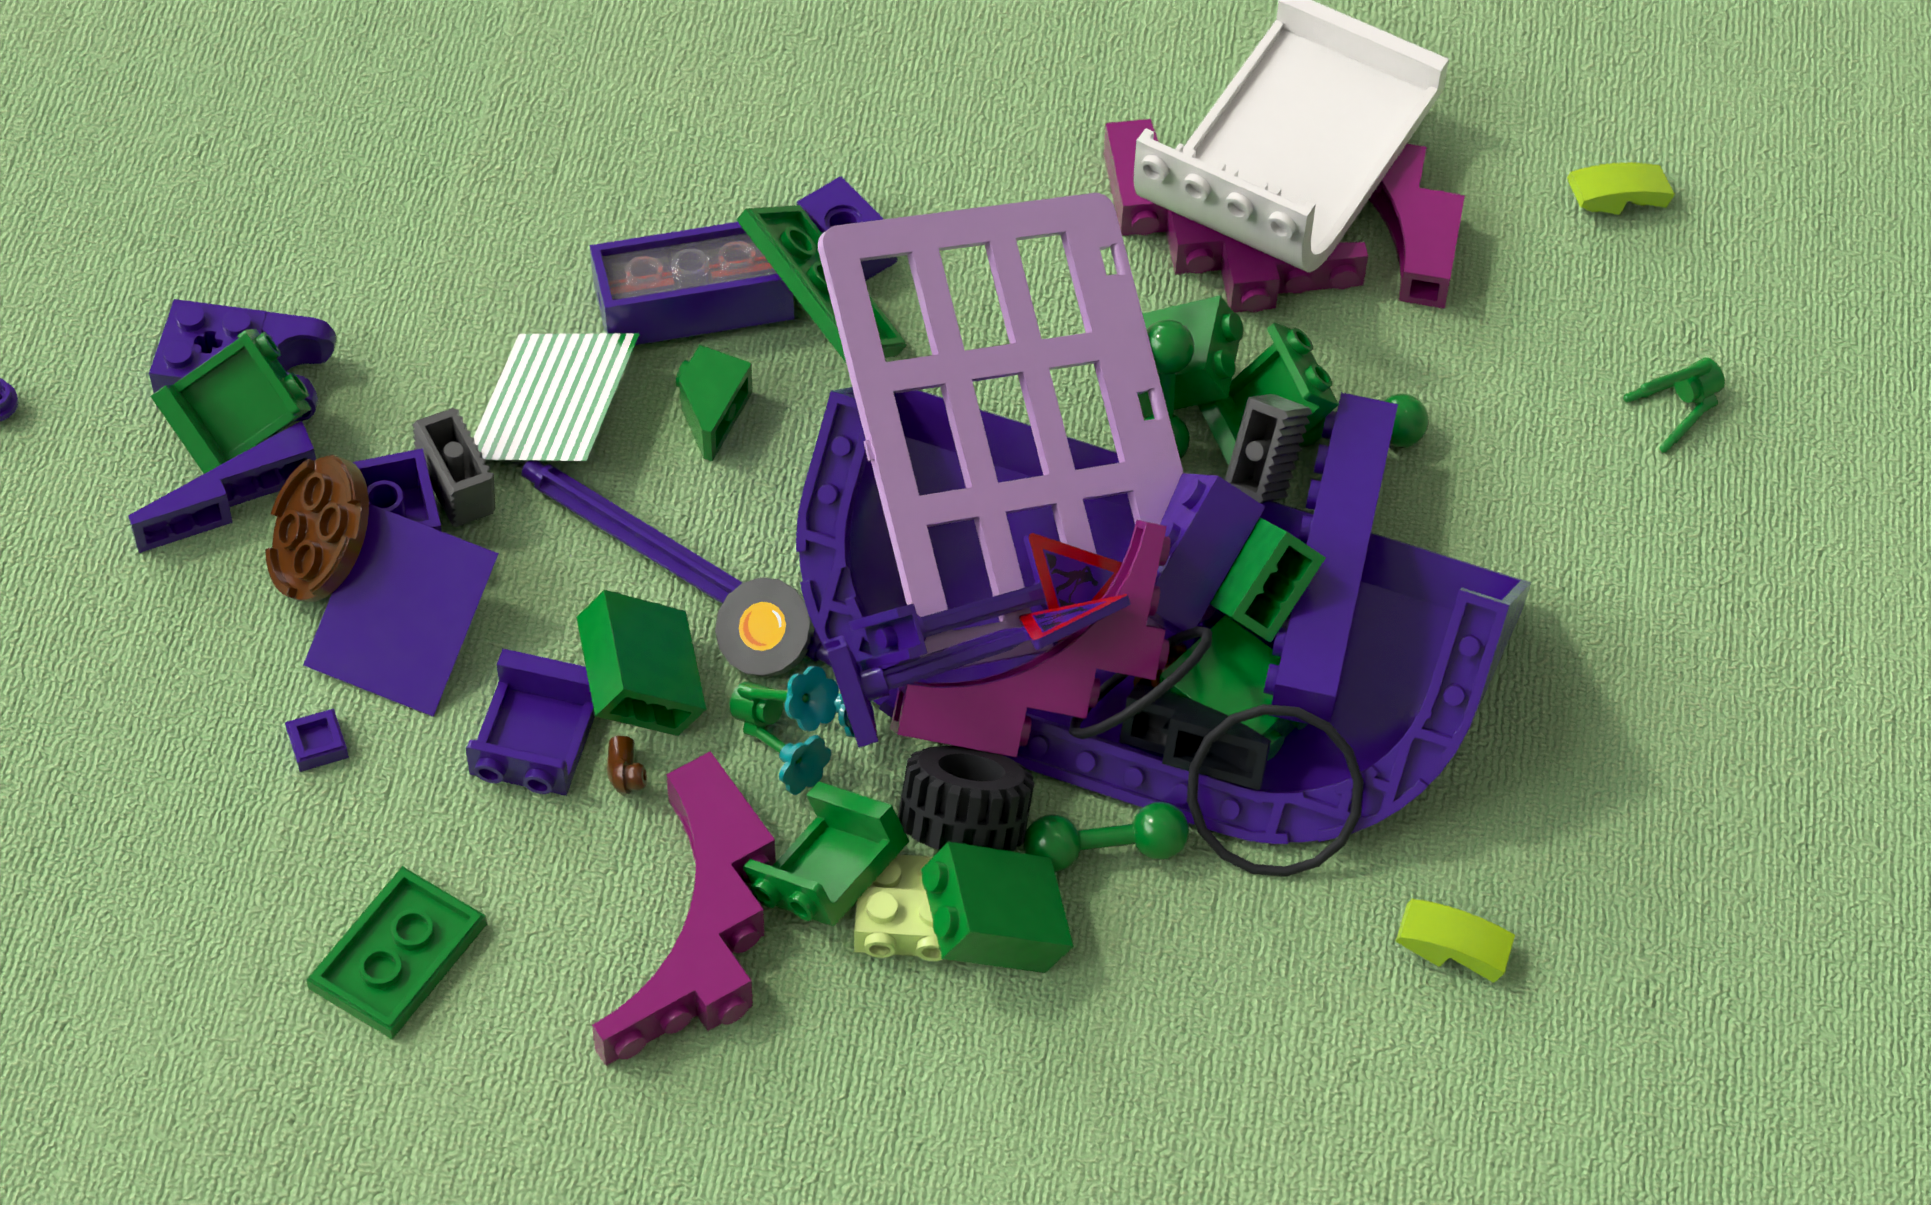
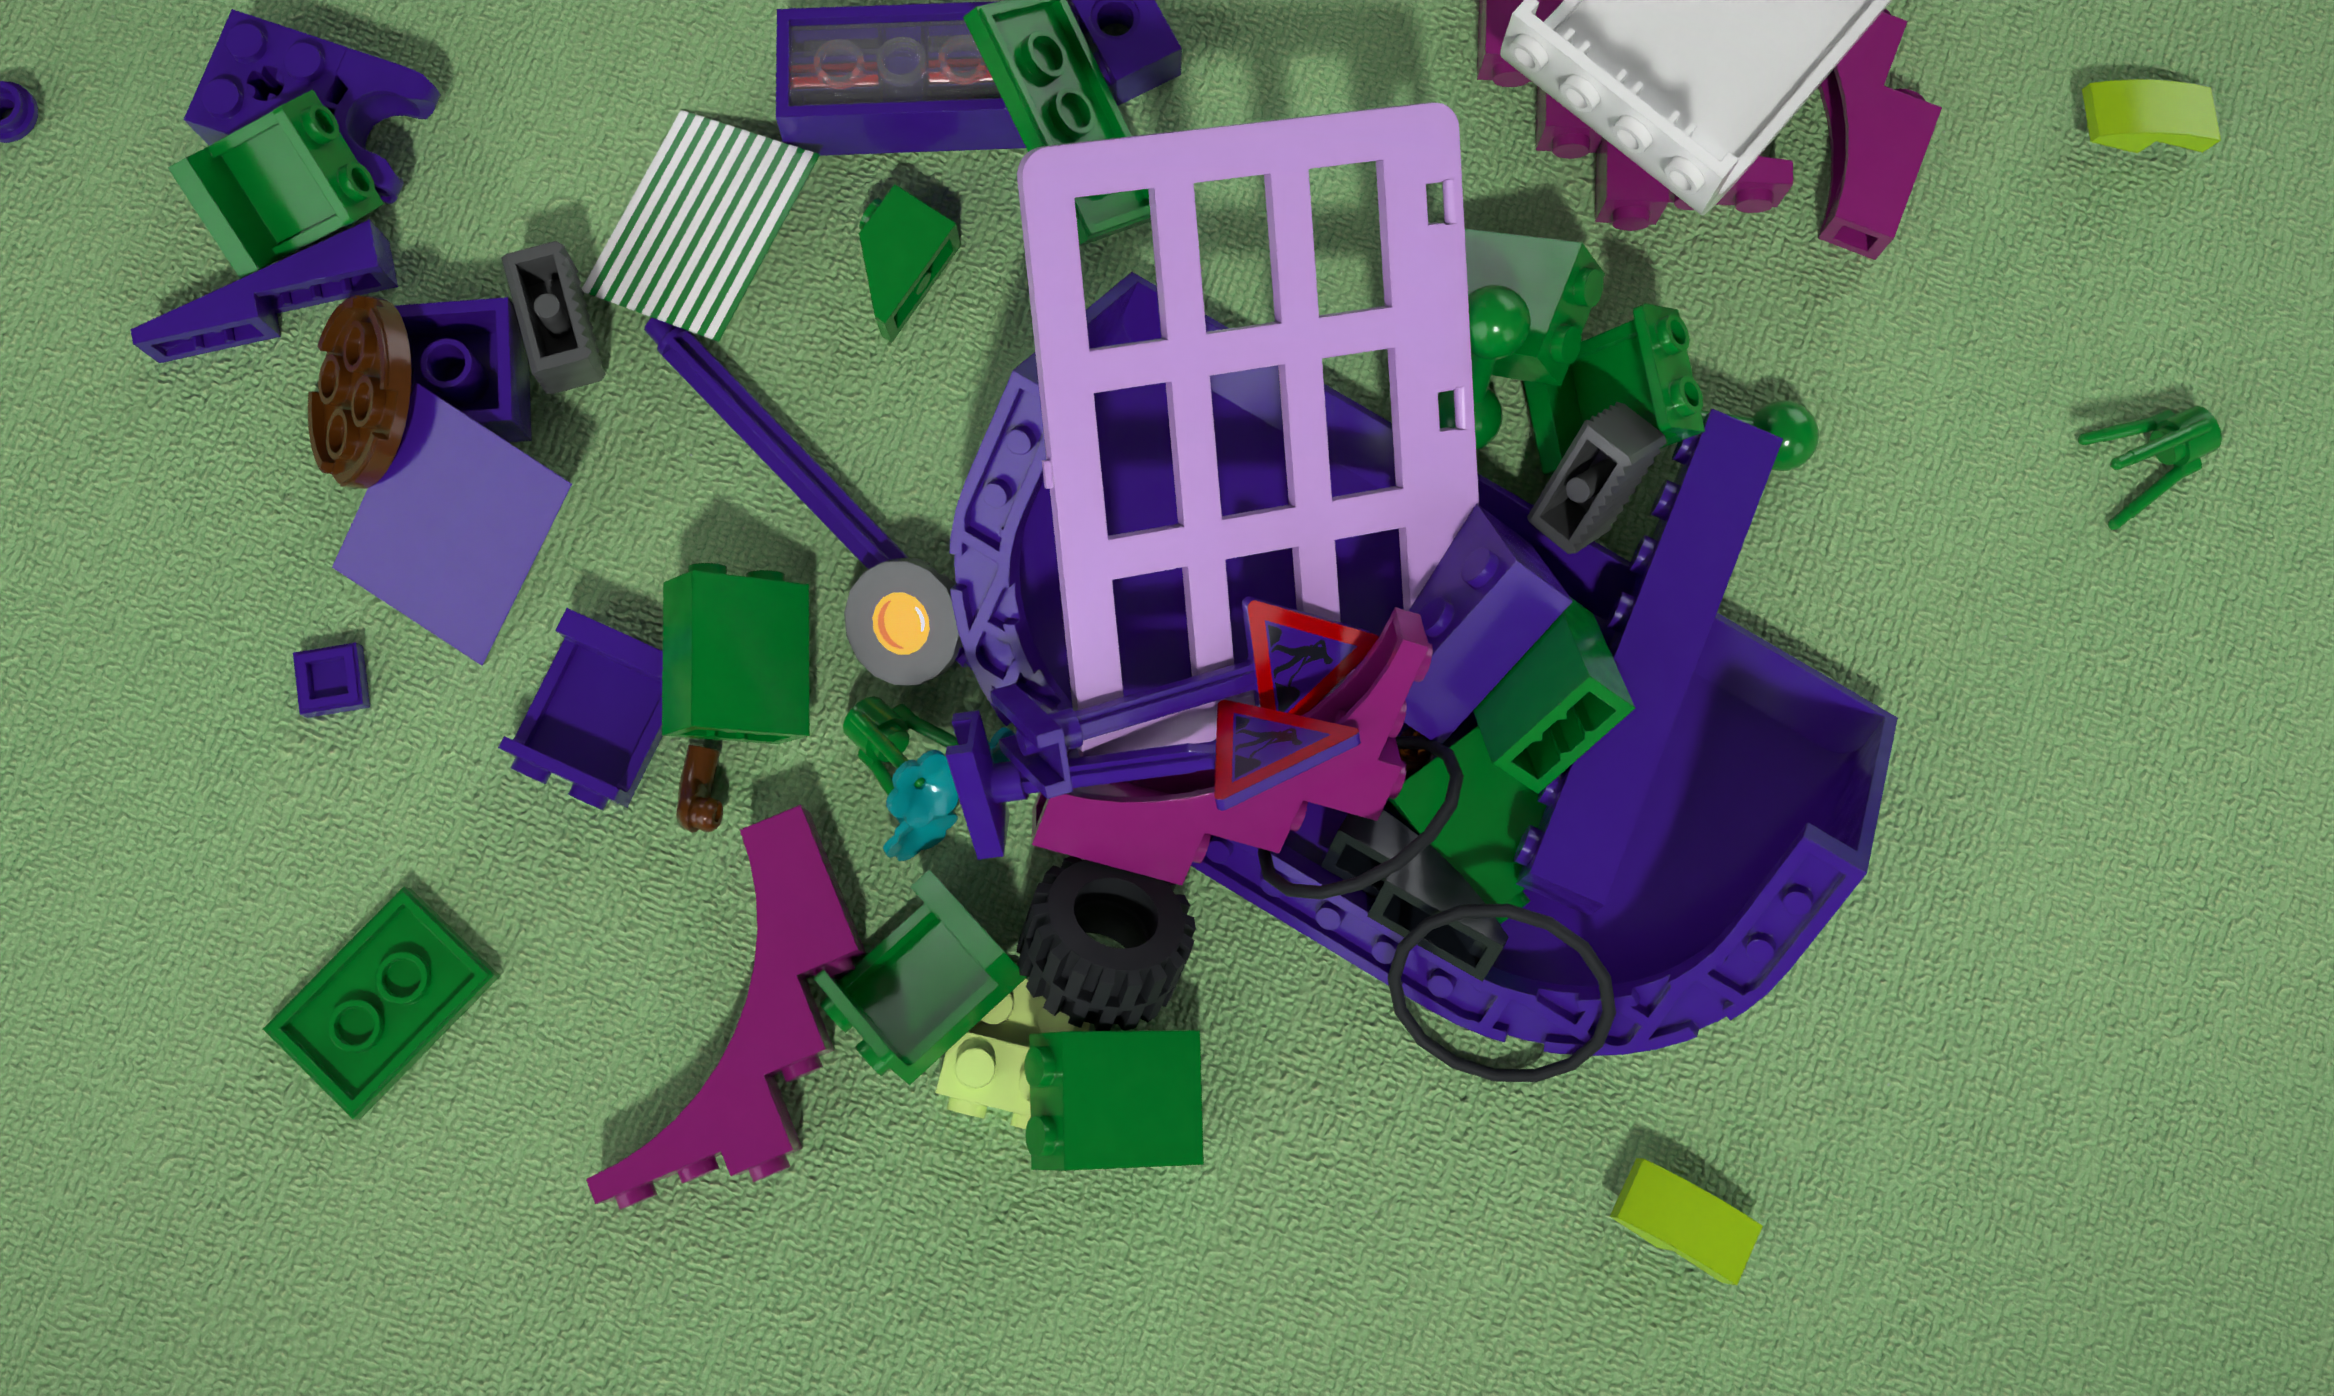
camera: 10 degrees right, 25 degrees up
(1157, 832) = (1342, 1003): green piece -> none

